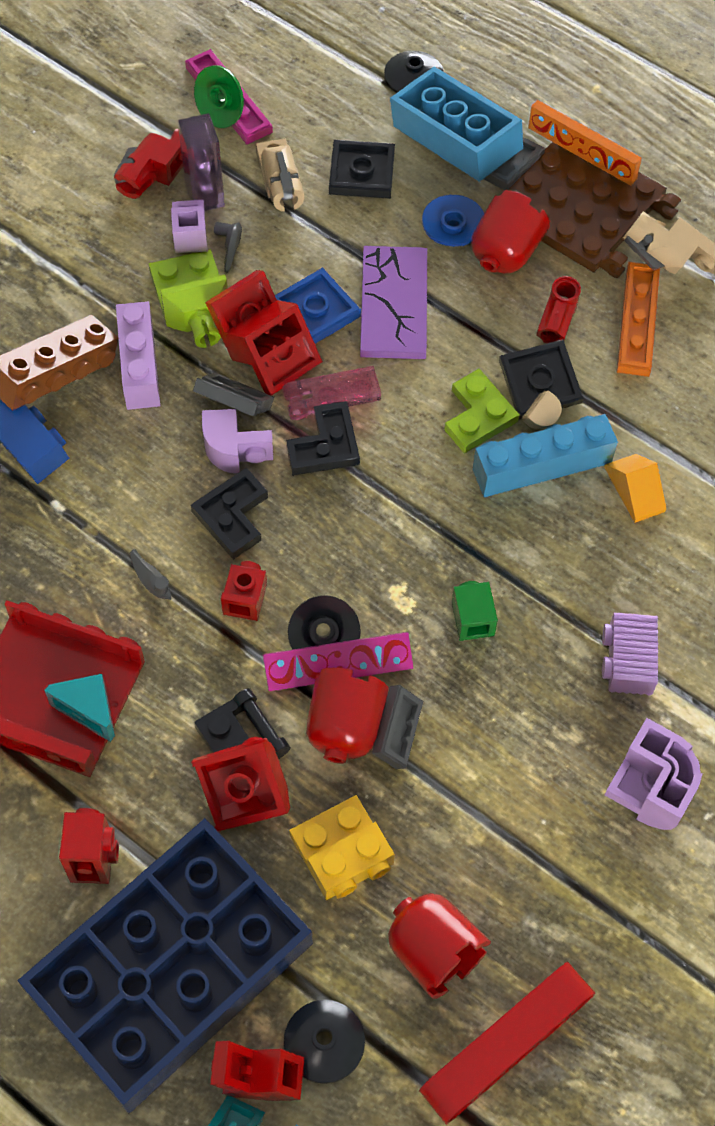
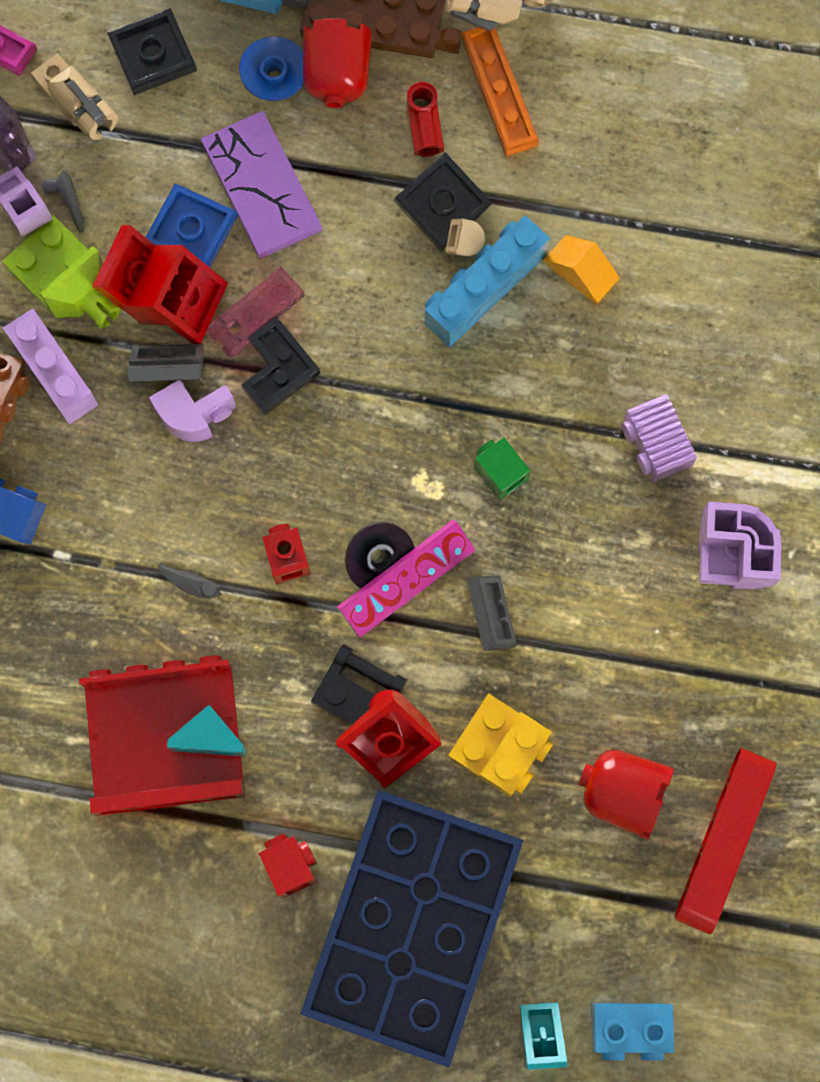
camera: 25 degrees left, 15 degrees up
(224, 510) = (222, 486): black plate -> none
(257, 1073) = (538, 977): red brick -> none
(330, 1061) = (554, 923): black dish -> none
(345, 714) = (443, 630): red cylinder -> none
(485, 415) = (410, 260): lime plate -> none

